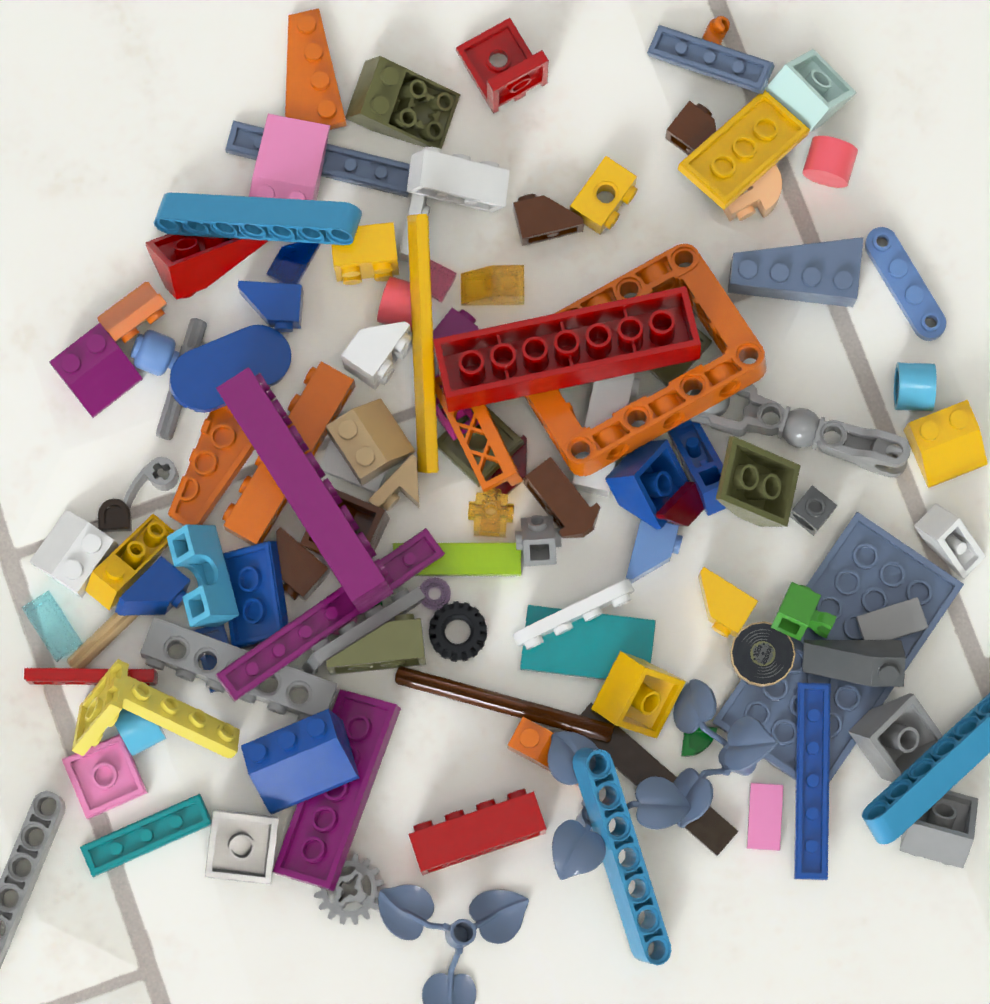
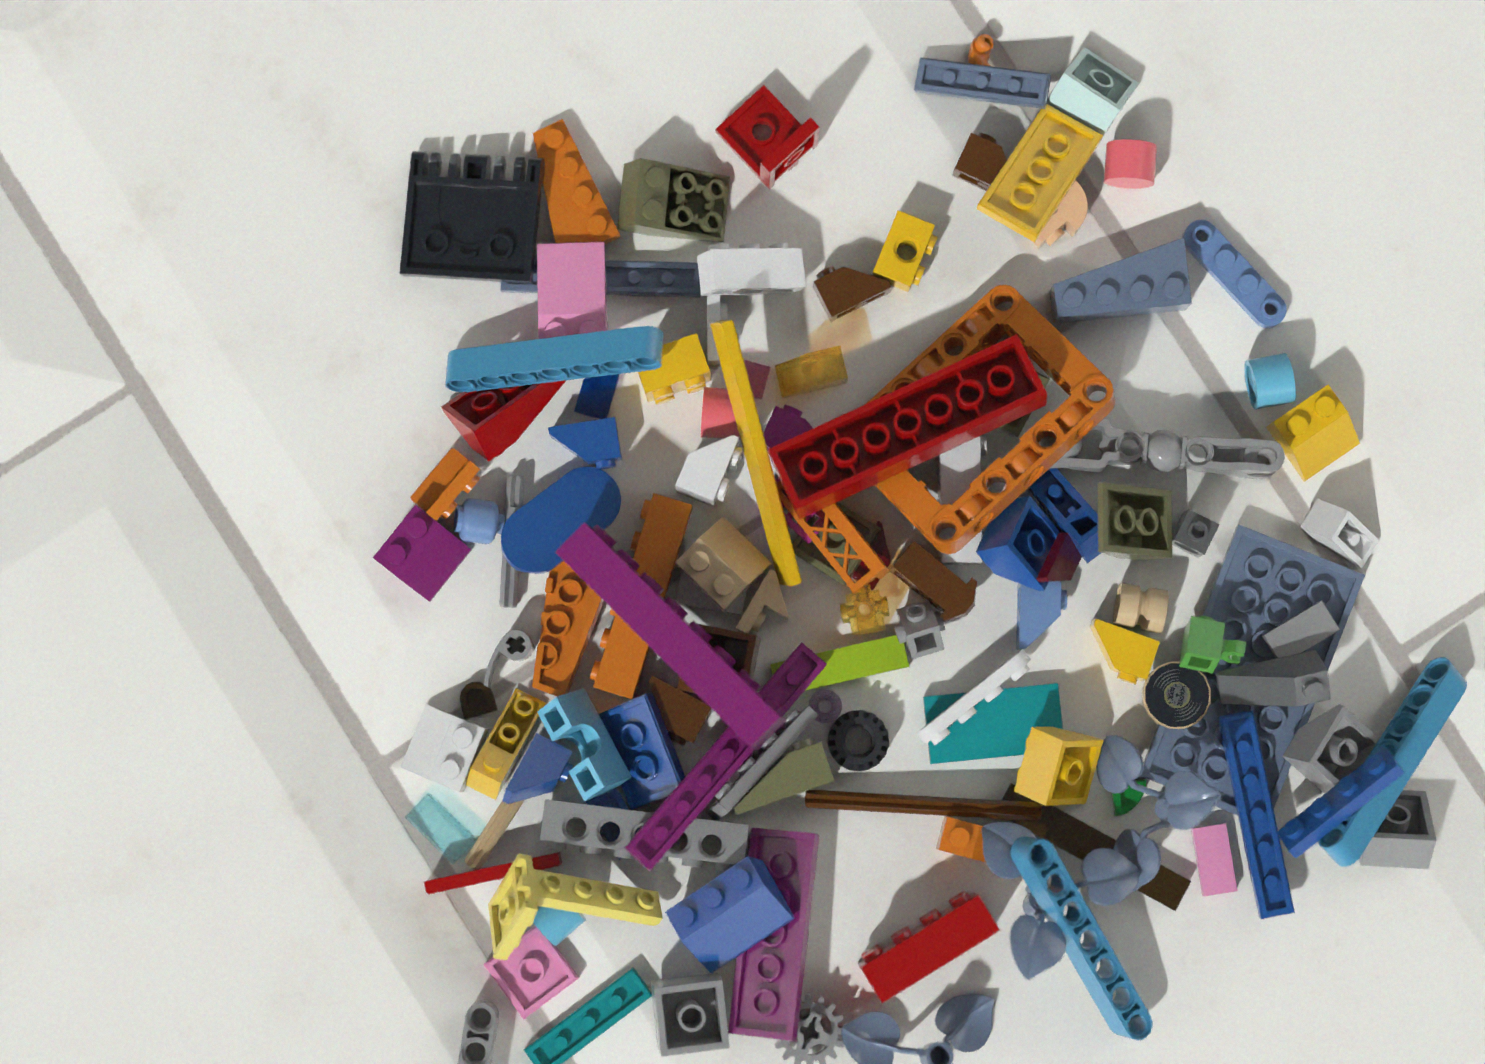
camera: 10 degrees left, 5 degrees up
(213, 82) = (471, 223): none -> black hinge
(748, 567) = (1140, 608): none -> tan wheel
(890, 783) = (1340, 802): none -> blue plate

